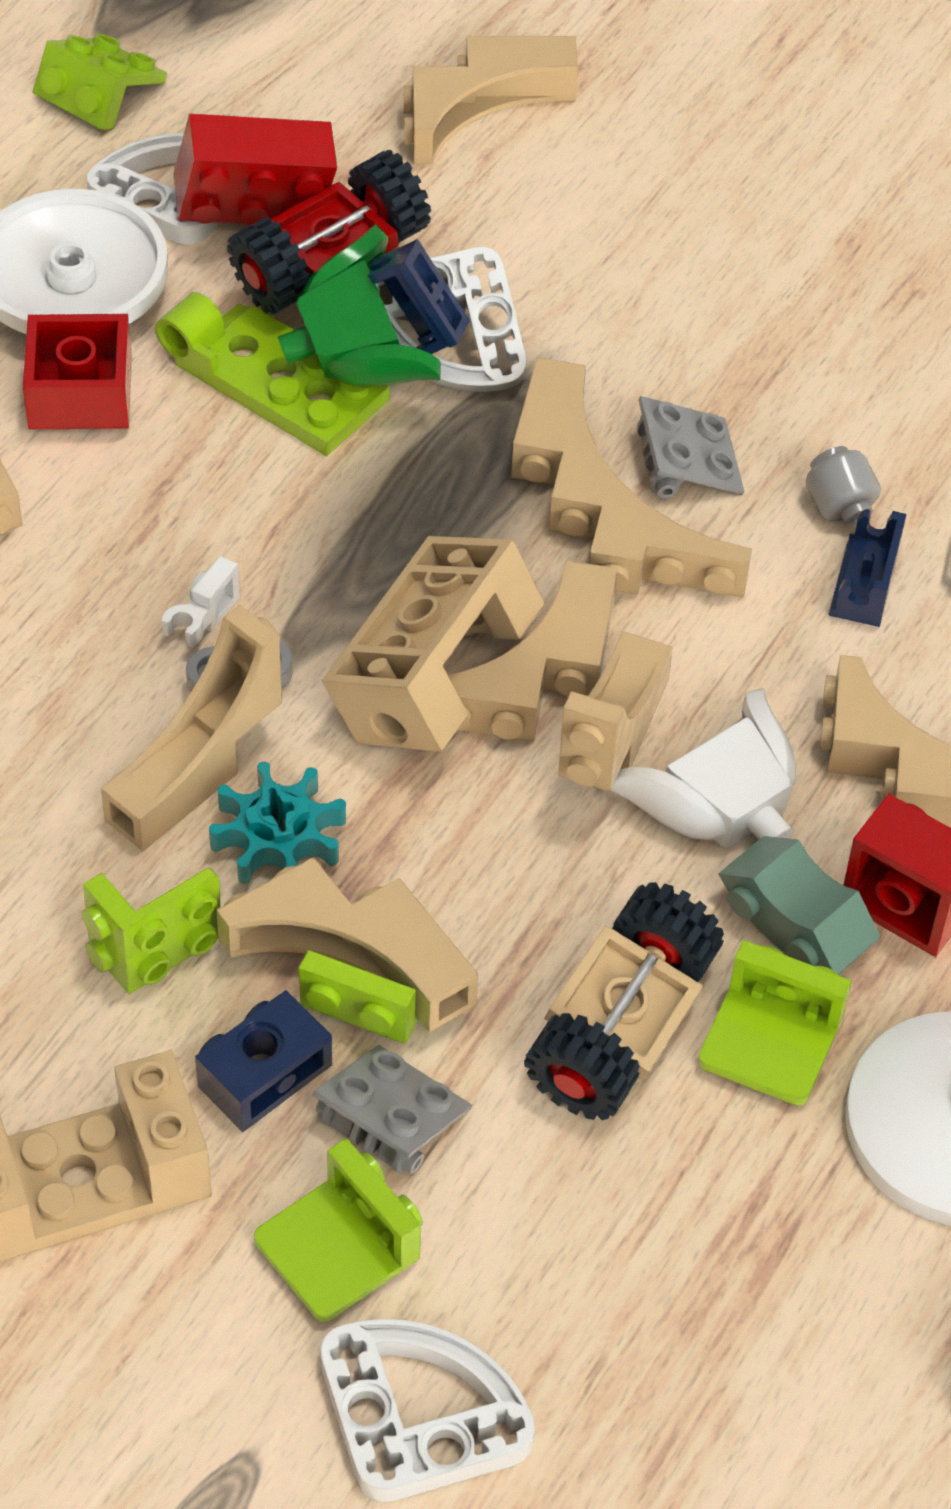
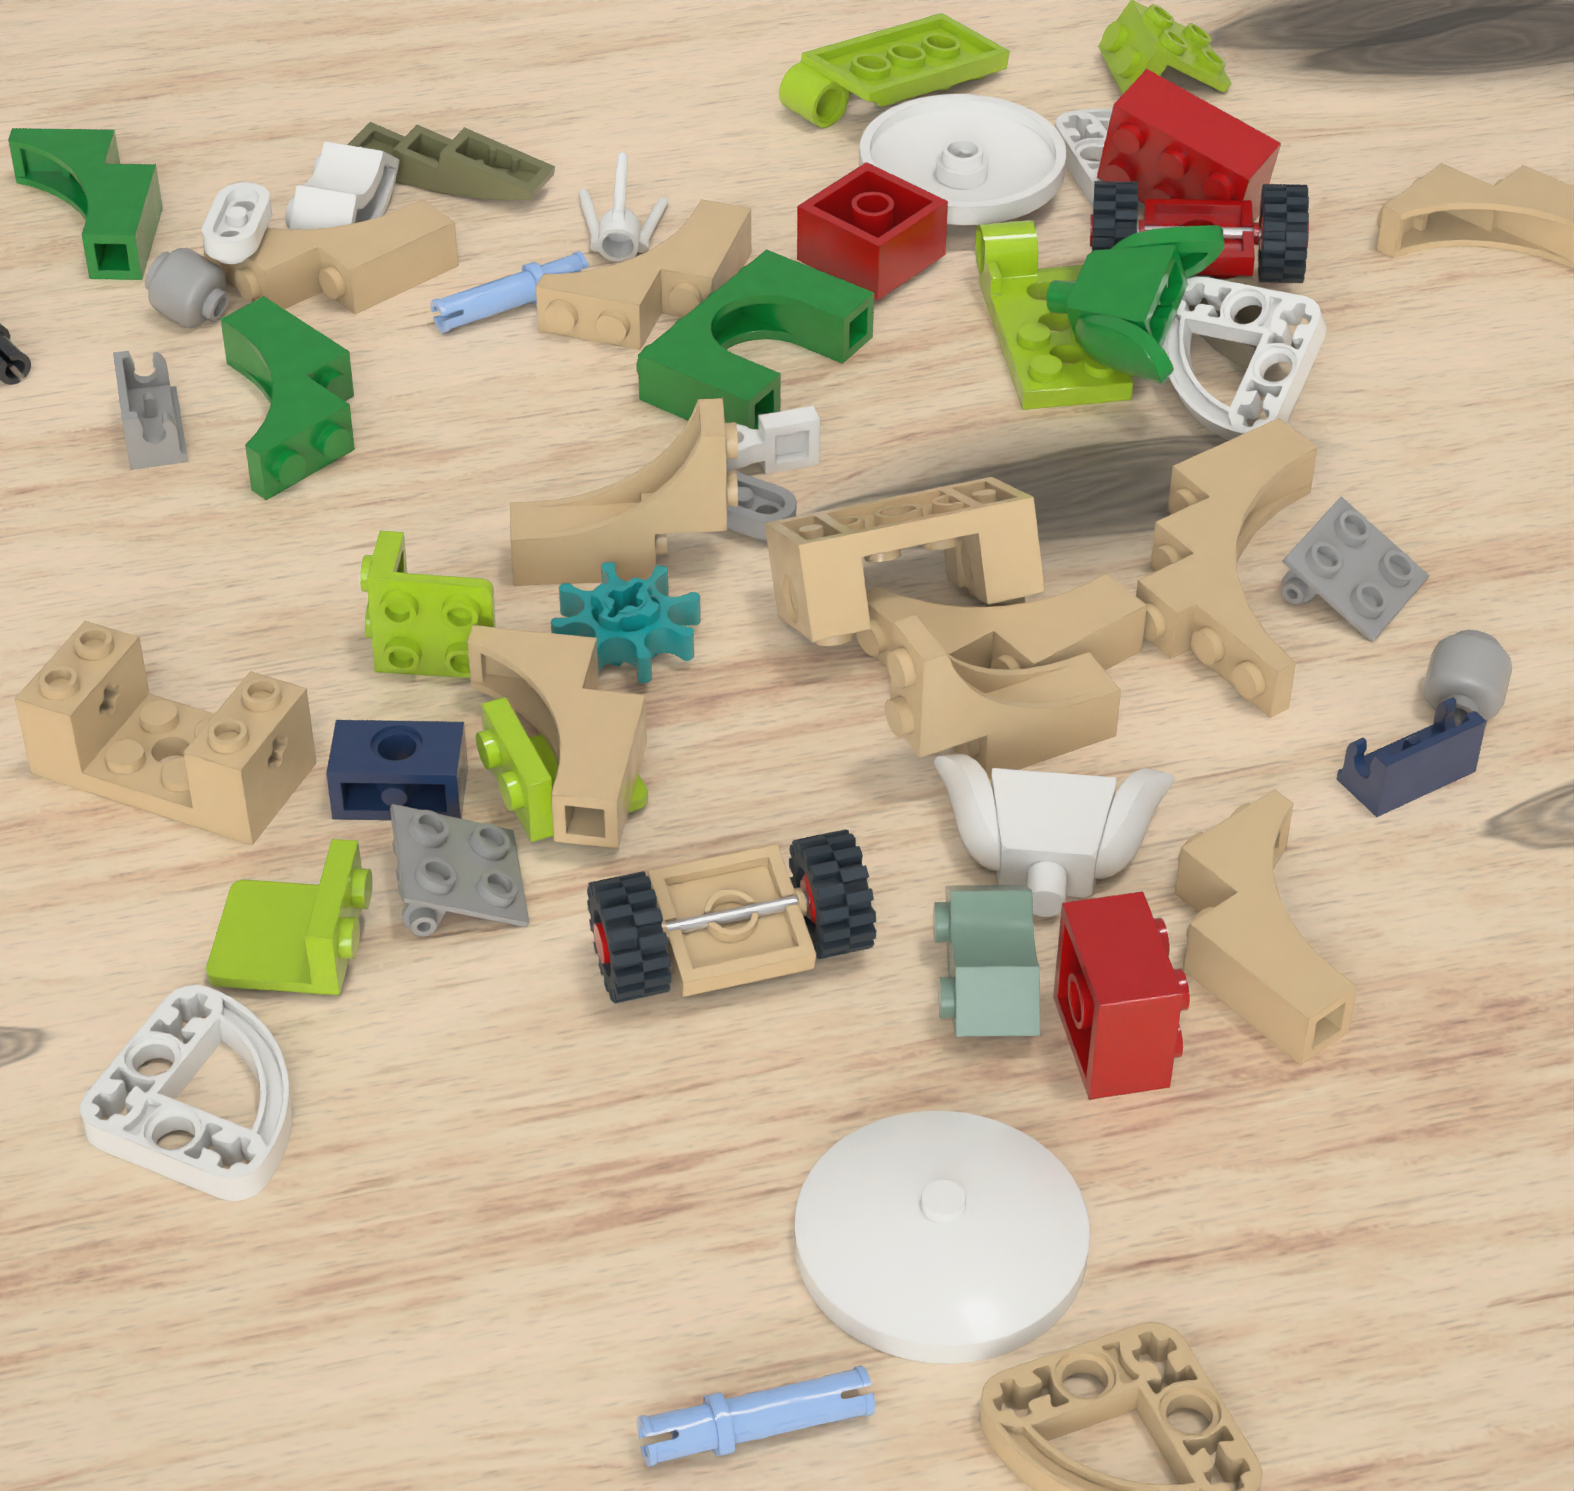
camera: 45 degrees right, 10 degrees down
(83, 582) = (762, 301): none -> green arch
(421, 296) = (1209, 303): dark blue hinge -> none
(775, 1023) = (853, 1036): lime bracket -> none

